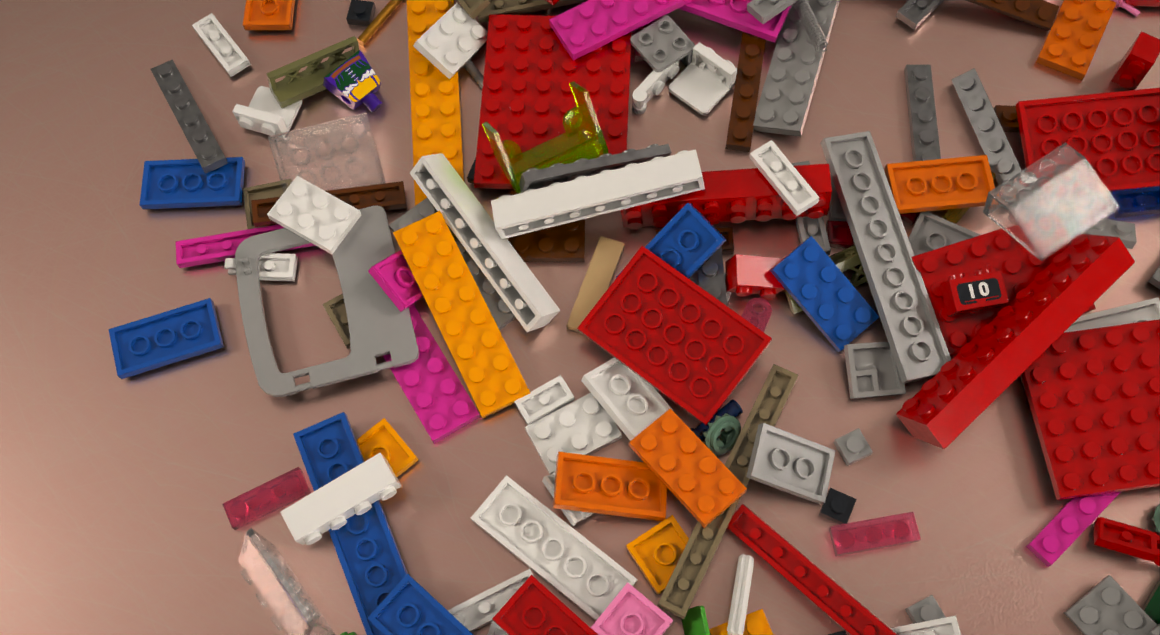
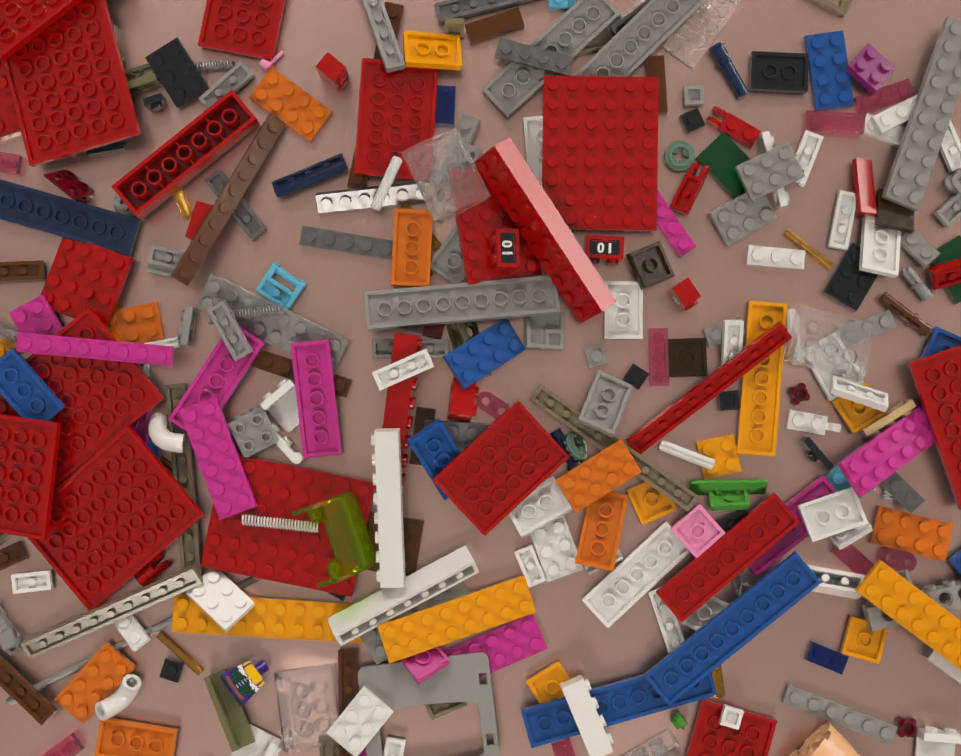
camera: 85 degrees left, 20 degrees up
(556, 55) = (275, 525): none -> white piece
(559, 172) = (362, 513): flat silver plate -> none
(596, 279) = (443, 514): tan tile -> none
(720, 105) = (316, 398): none -> dark pink plate
(840, 50) = (276, 291): none -> medium azure plate
(883, 578) = (687, 357): none -> dark brown tile
(928, 474) = (624, 316): none -> white plate
(978, 551) = (684, 295): none -> red brick
(990, 56) = (309, 175): none -> dark blue plate
(1004, 501) = (650, 265): none -> dark brown tile
(1009, 432) = (604, 248): none -> brick
(1016, 139) = (386, 183): none -> white axle

